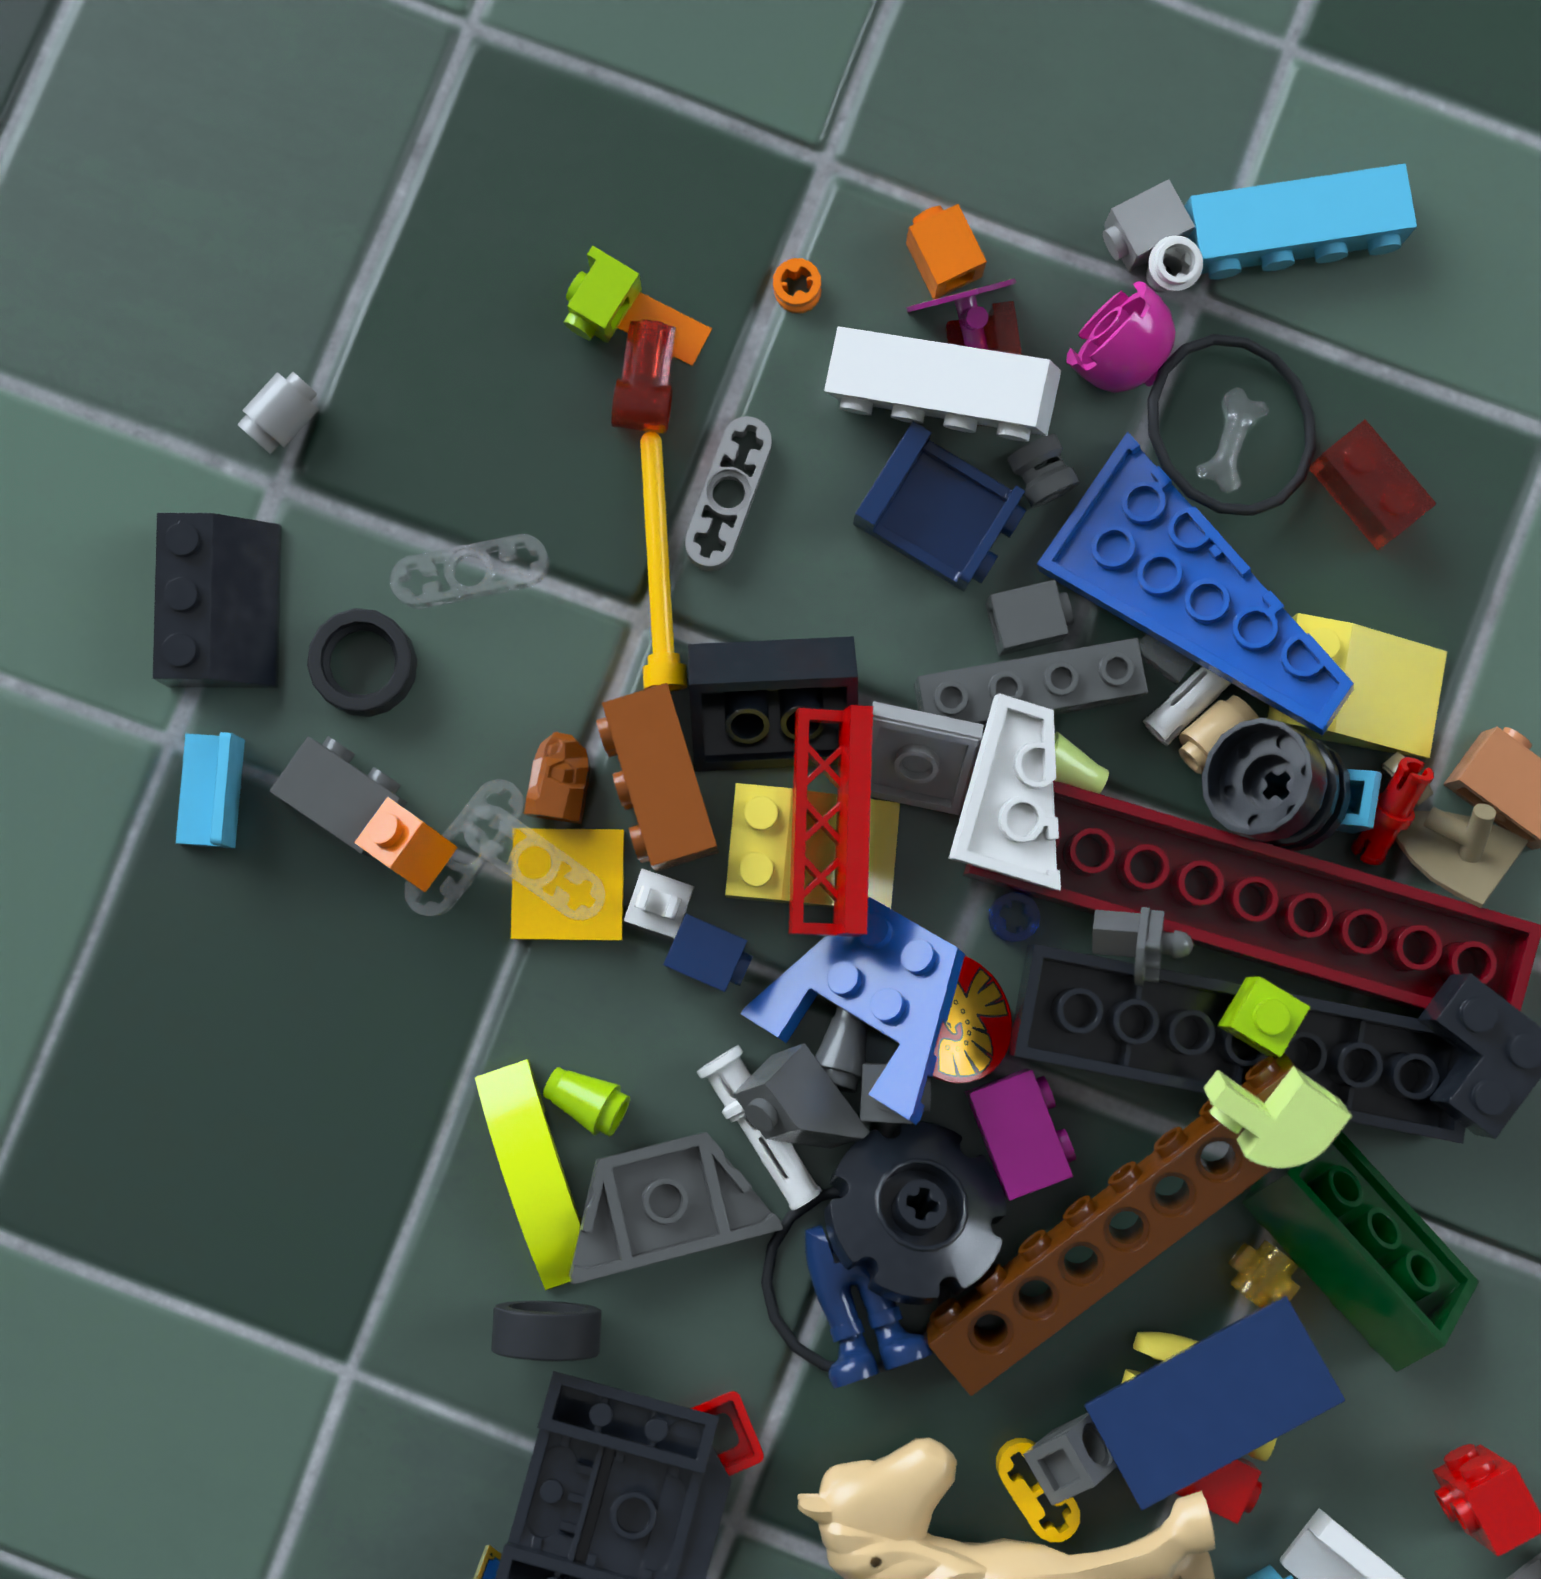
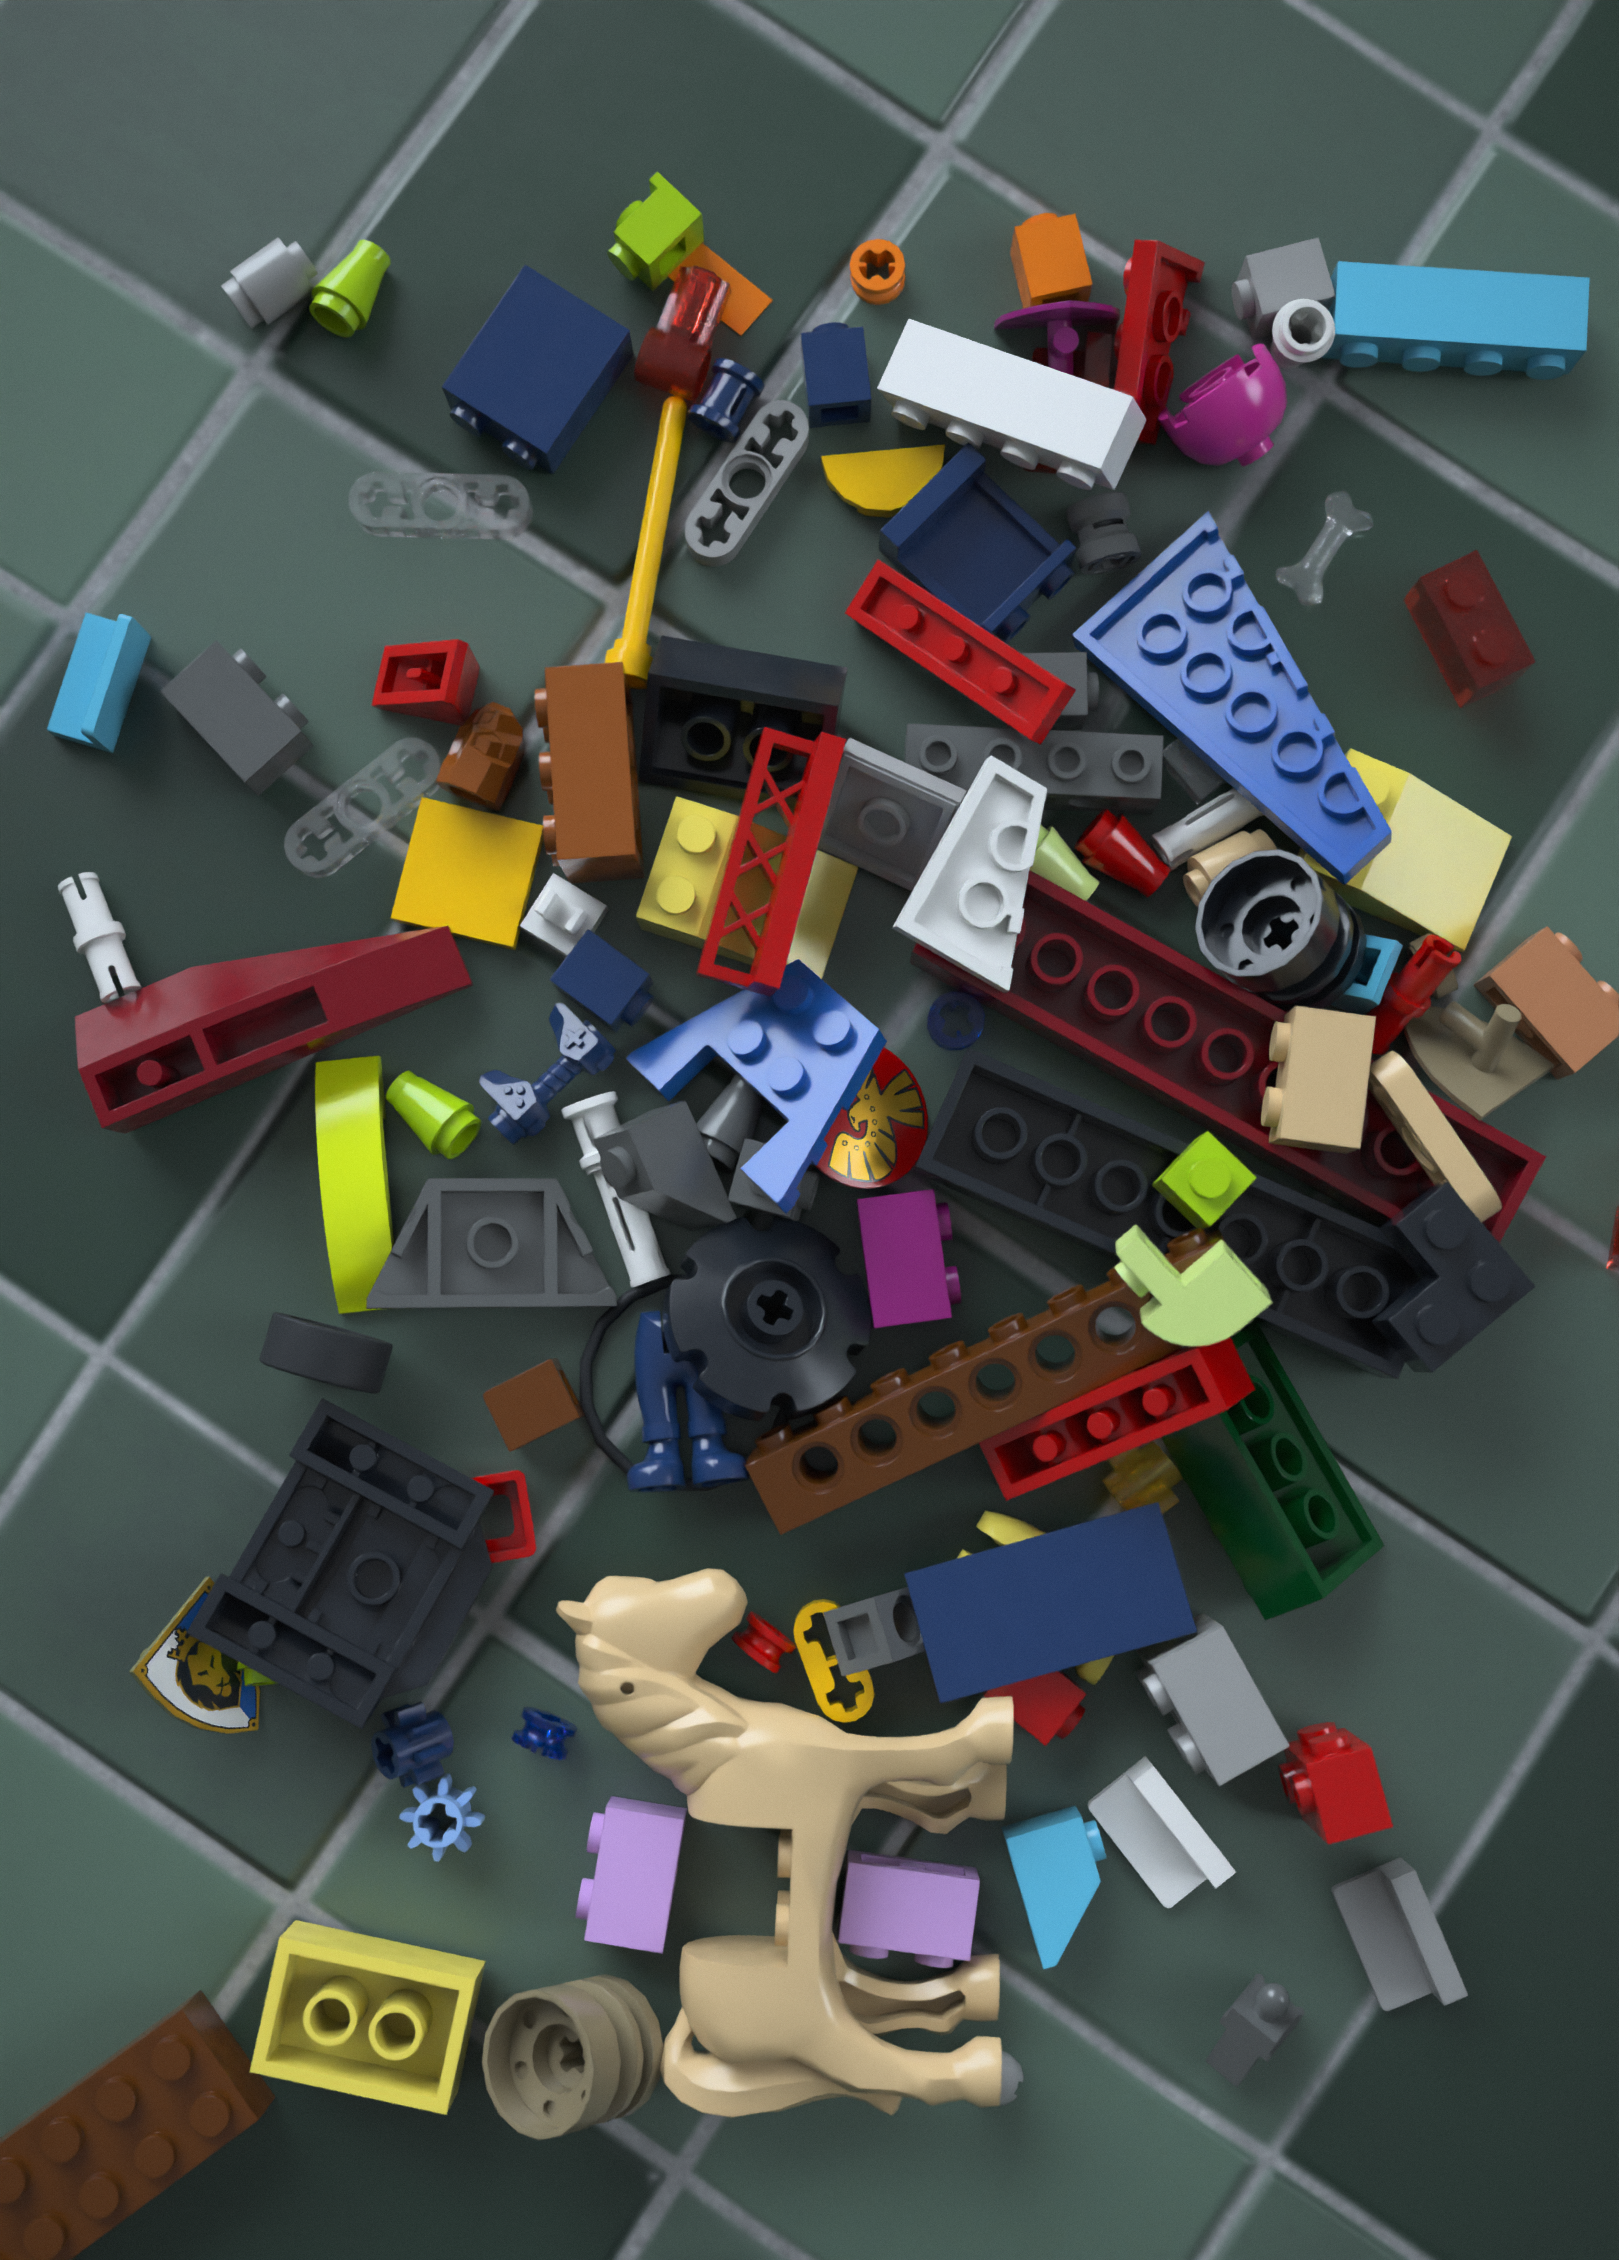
camera: 20 degrees right, 0 degrees up
(216, 601) = (152, 474): black slope -> none
(263, 1013) = (98, 936): none -> white pin
(335, 630) = (277, 535): black tyre -> none
(348, 404) = (348, 292): none -> lime cone
(406, 844) = (296, 783): orange brick -> none
(410, 1052) = (251, 1017): none -> dark red wedge
(492, 850) = (417, 791): clear beam -> none
(493, 727) = (428, 680): none -> red slope
(527, 438) = (537, 371): none -> dark blue brick
(663, 1075) = (523, 1106): none -> dark blue piece
(694, 426) = (726, 400): none -> dark blue bush
(733, 1332) = (533, 1404): none -> reddish brown panel
(783, 384) = (835, 375): none -> dark blue brick
(845, 464) = (883, 479): none -> yellow tile
(947, 603) = (960, 652): none -> red plate
(975, 1489) = (763, 1642): none -> red bush
(1044, 279) = (1153, 319): none -> red wing
(1119, 740) = (1121, 852): none -> red cone
(1139, 937) = (1085, 1065): dark grey piece -> none
(1161, 452) = (1251, 571): black piece -> none
(1239, 1234) = (1118, 1416): none -> red brick
(1340, 907) = (1319, 1079): none -> tan brick
(1374, 1457) = (1213, 1699): none -> light grey brick
(1443, 932) = (1430, 1134): none -> tan beam

